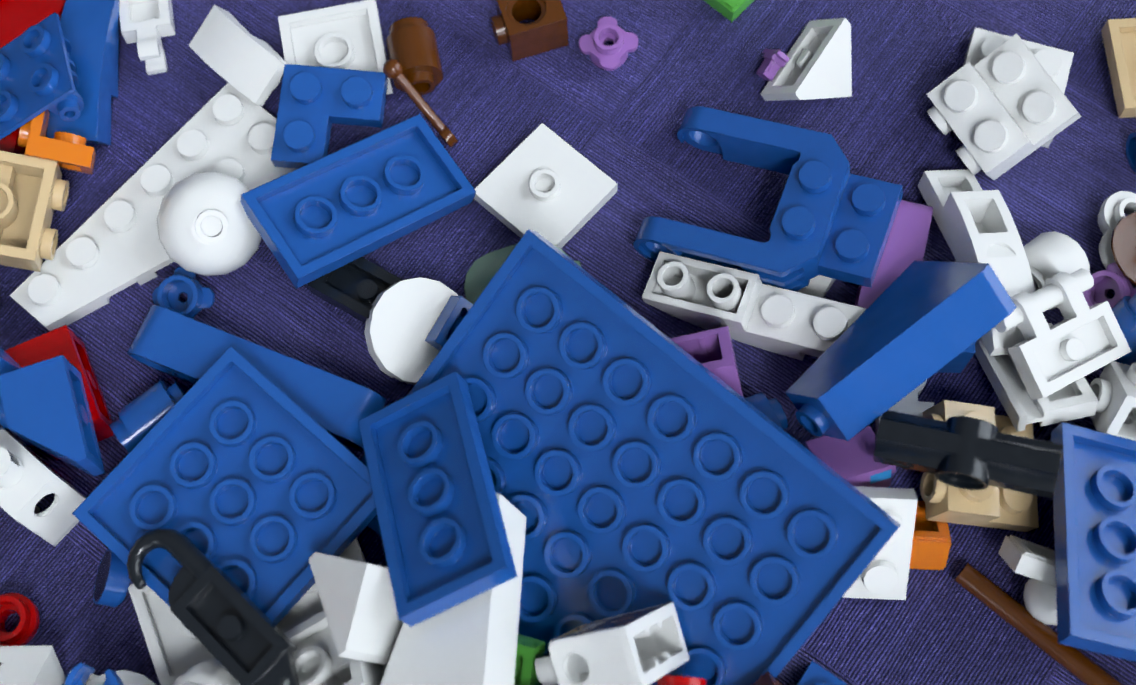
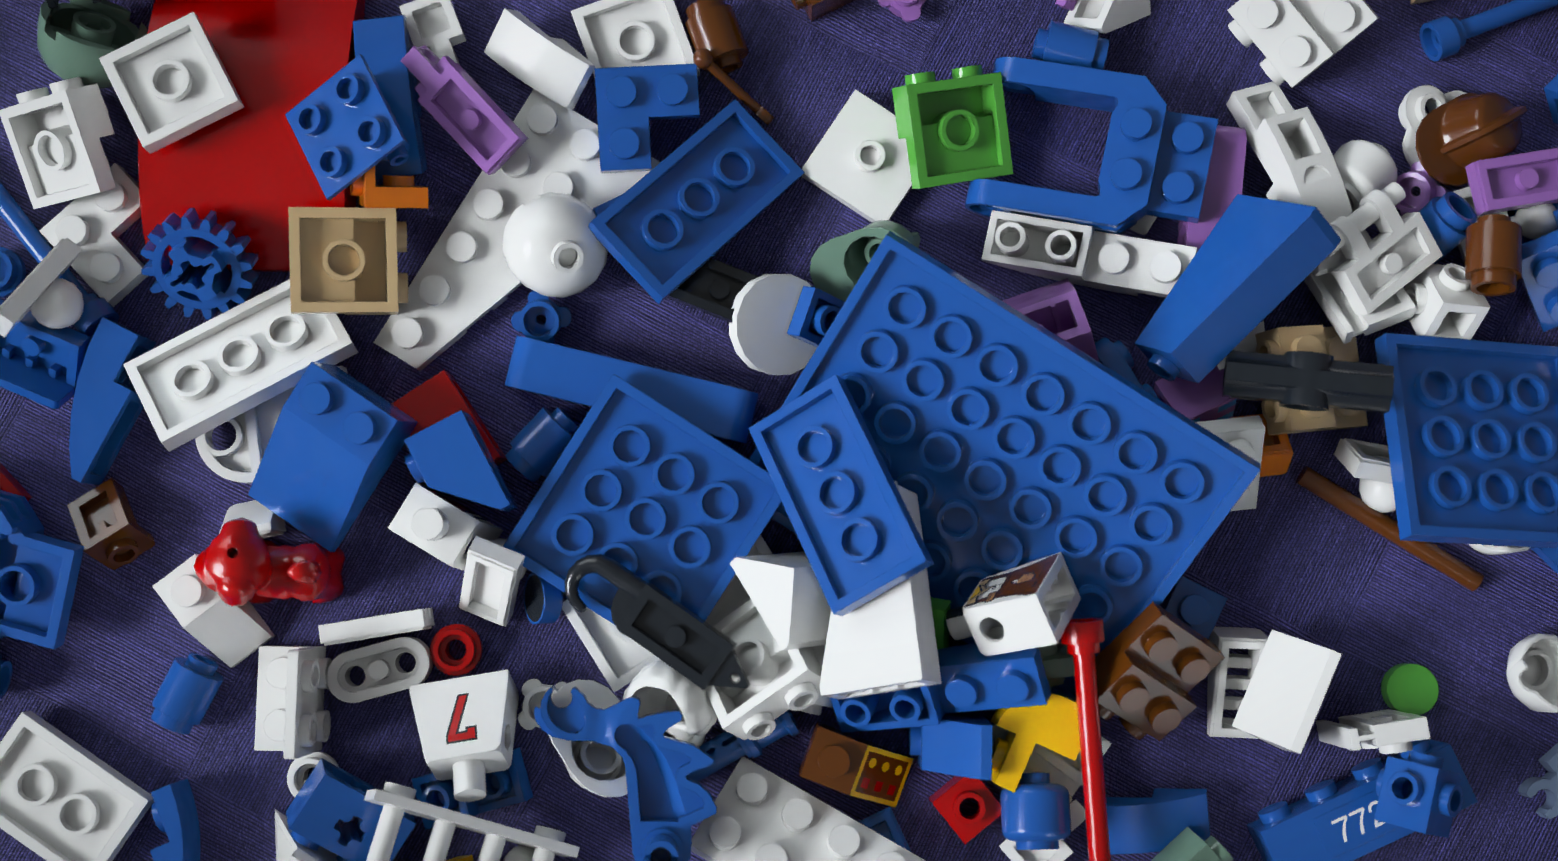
camera: 15 degrees left, 15 degrees up
(59, 547) = (491, 580): none -> white tile
(150, 86) = (464, 109): none -> medium lavender hinge
(632, 165) = (953, 126): none -> bright green plate
(763, 104) = (1070, 46): none -> blue brick

